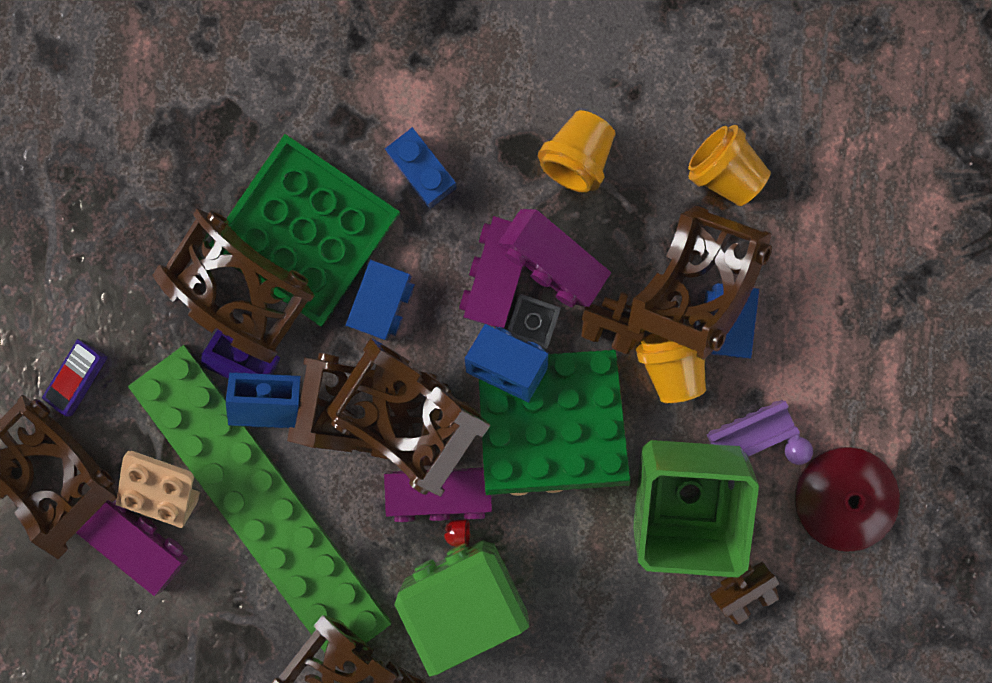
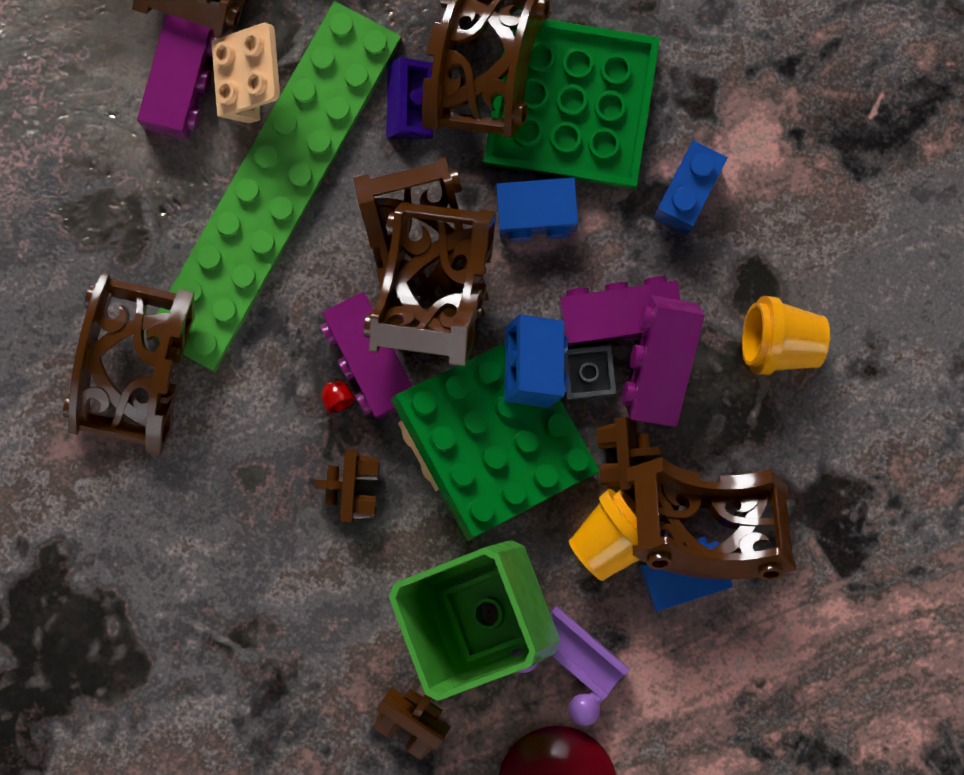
camera: 65 degrees right, 5 degrees down
(263, 400) = (382, 135): blue brick -> none
(460, 606) = (267, 424): bright green plate -> none
(552, 561) = (355, 468): none -> reddish brown hips
(729, 166) = (843, 498): light orange piece -> none

